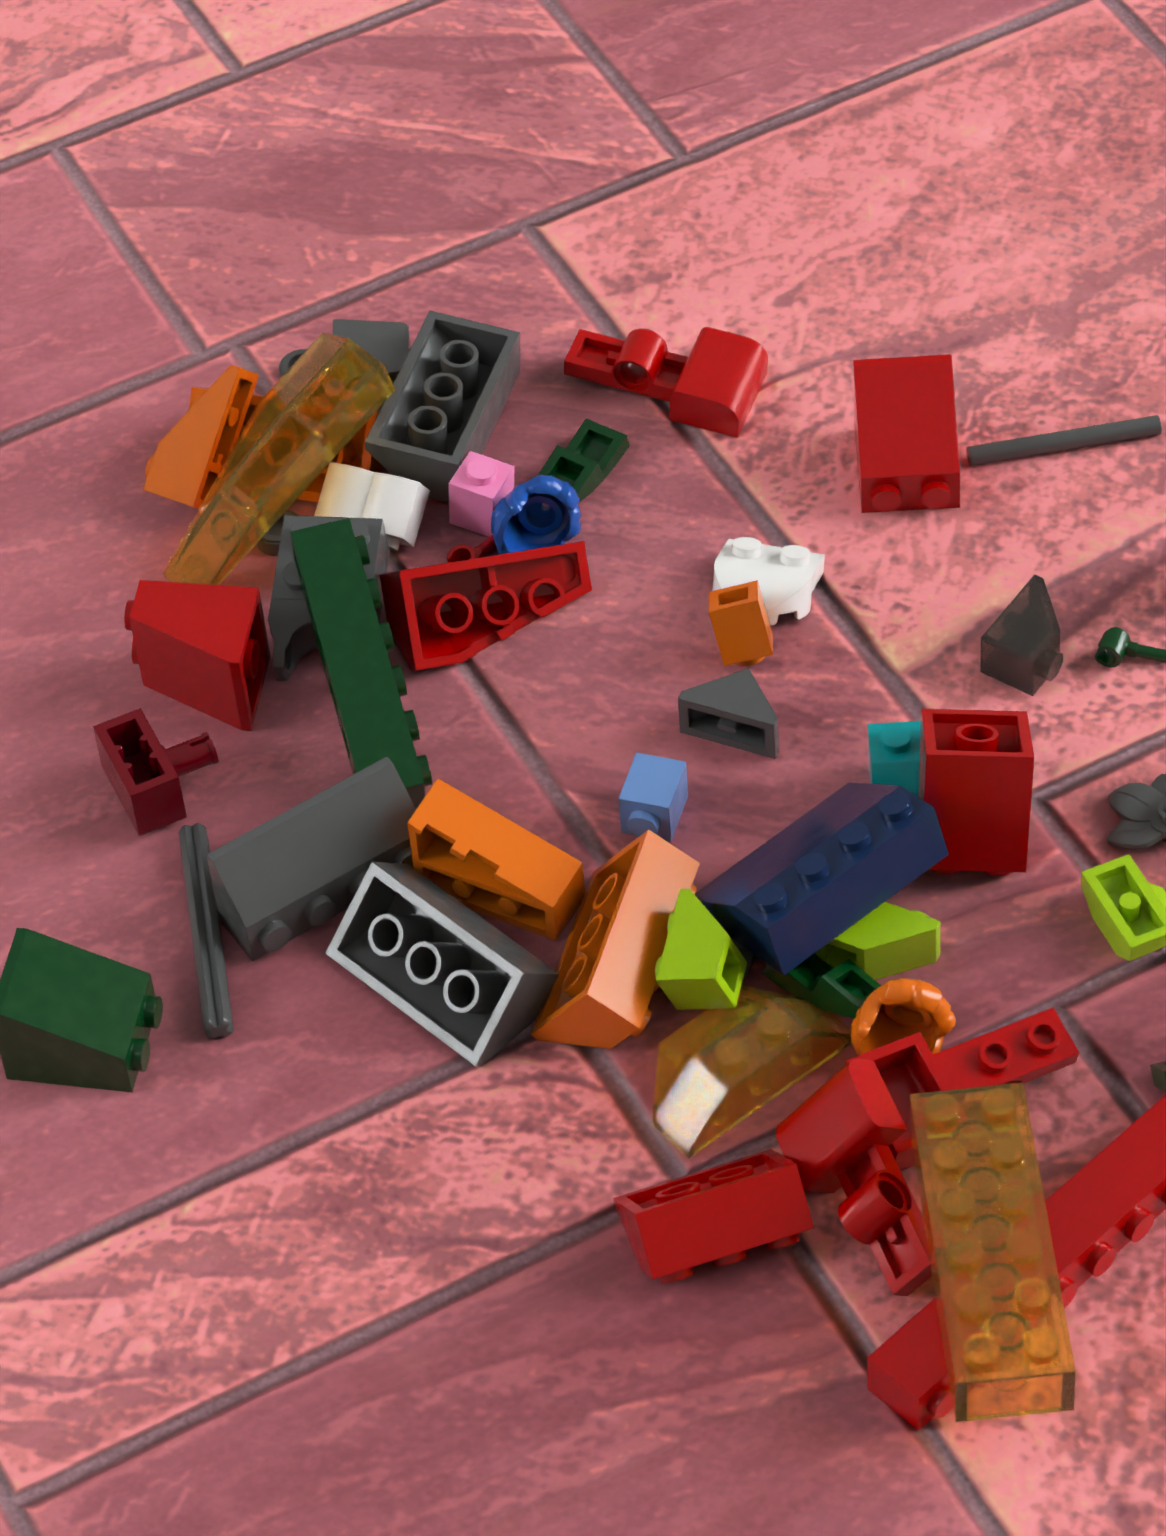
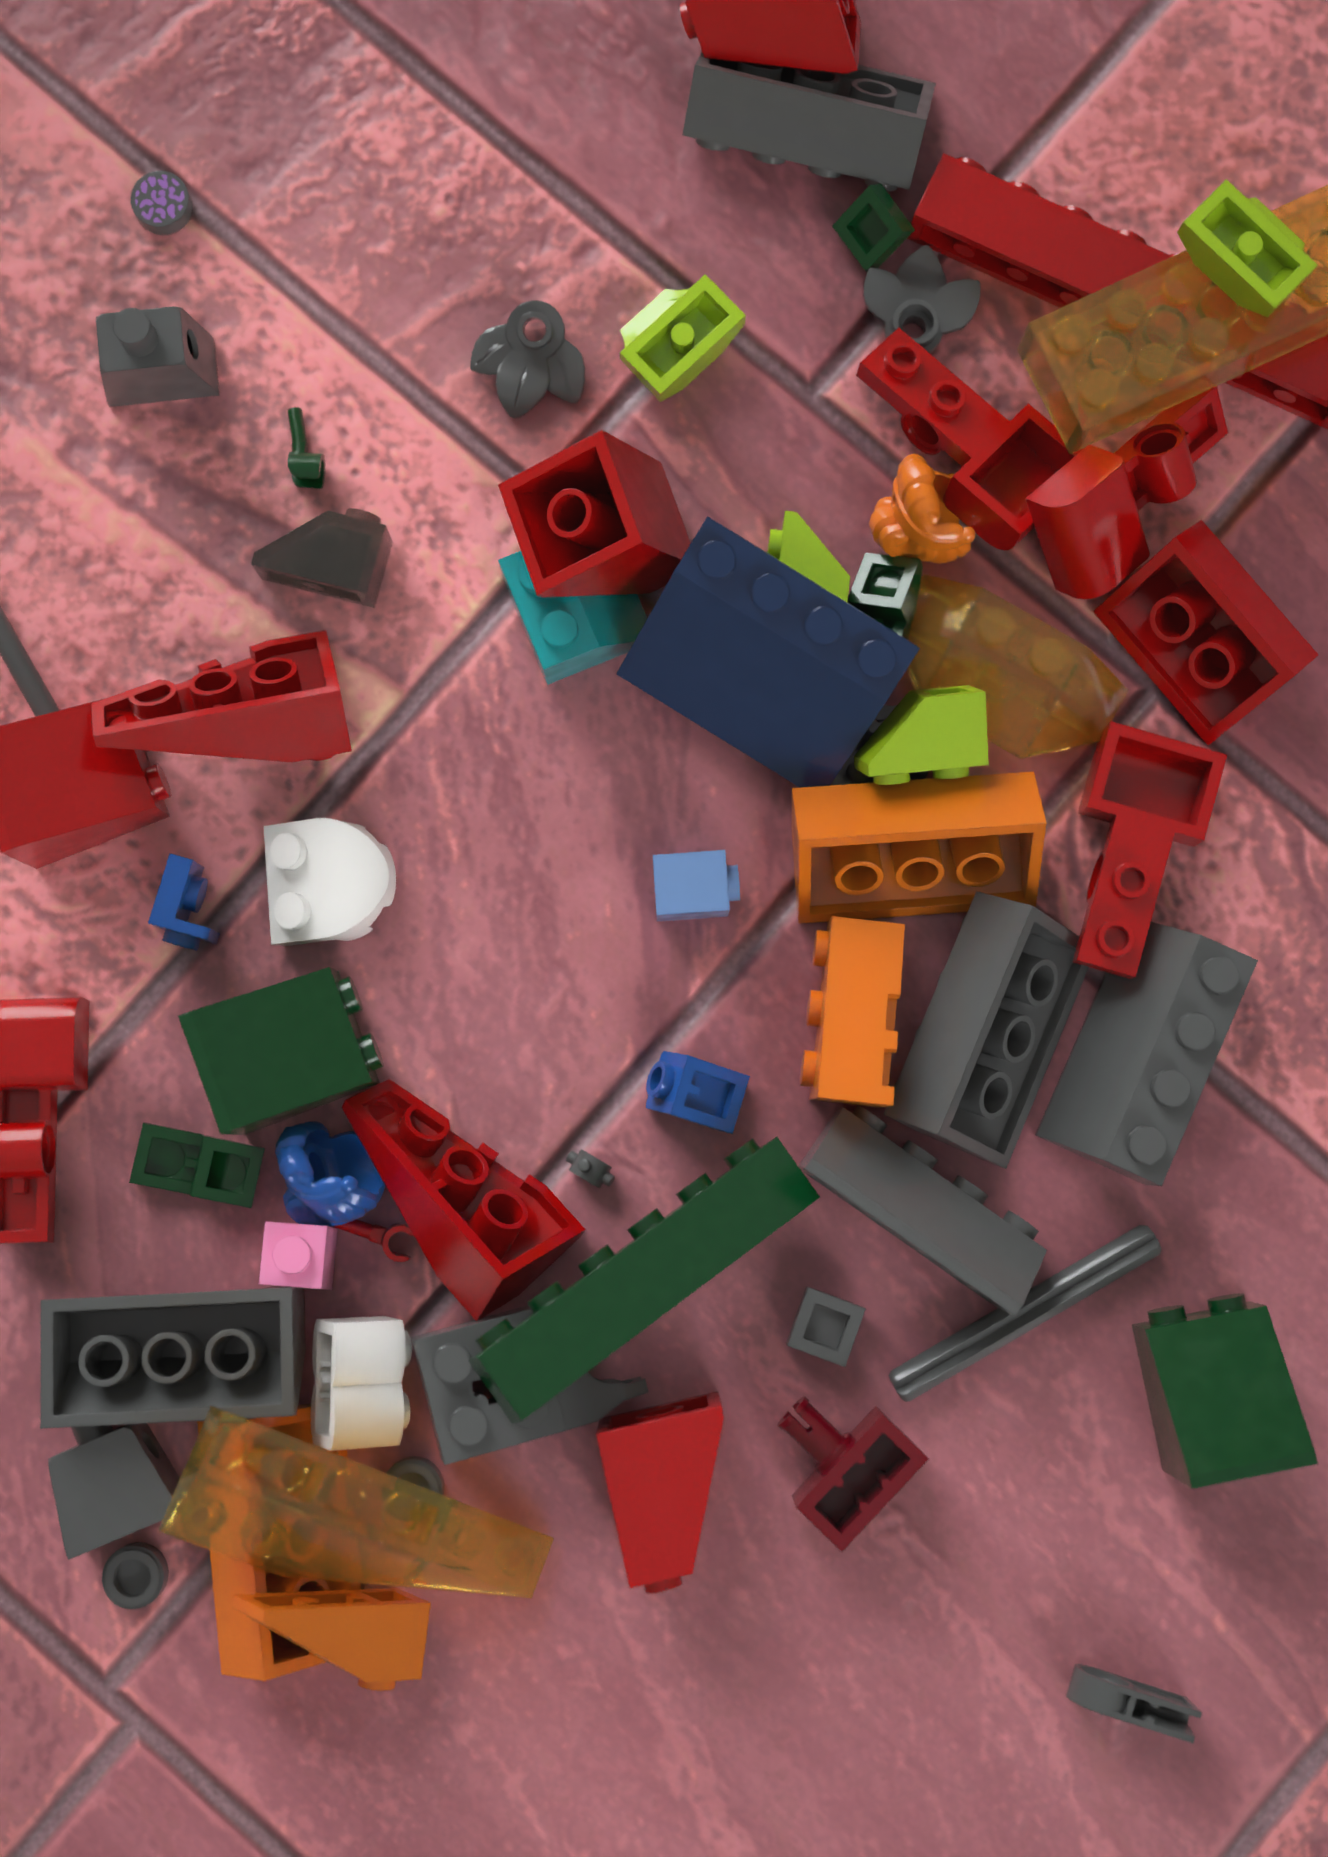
camera: 115 degrees left, 35 degrees up
(263, 794) = (825, 1326): none -> dark grey plate
(368, 1066) = (1147, 1054): none -> dark grey slope
(461, 686) = (590, 1168): none -> dark grey piece
(485, 760) = (696, 1091): none -> blue bracket
(579, 1124) = (1150, 795): none -> red plate
(638, 508) = (281, 1050): none -> dark green slope
(731, 714) = (539, 838): dark grey slope -> none
(740, 624) = (419, 872): orange brick -> none
(784, 487) = (179, 893): none -> blue bracket
(916, 561) = (266, 707): none -> red wedge
(1023, 1232) = (1245, 250): none -> lime slope
(1112, 1096) = (921, 297): none -> dark grey plate

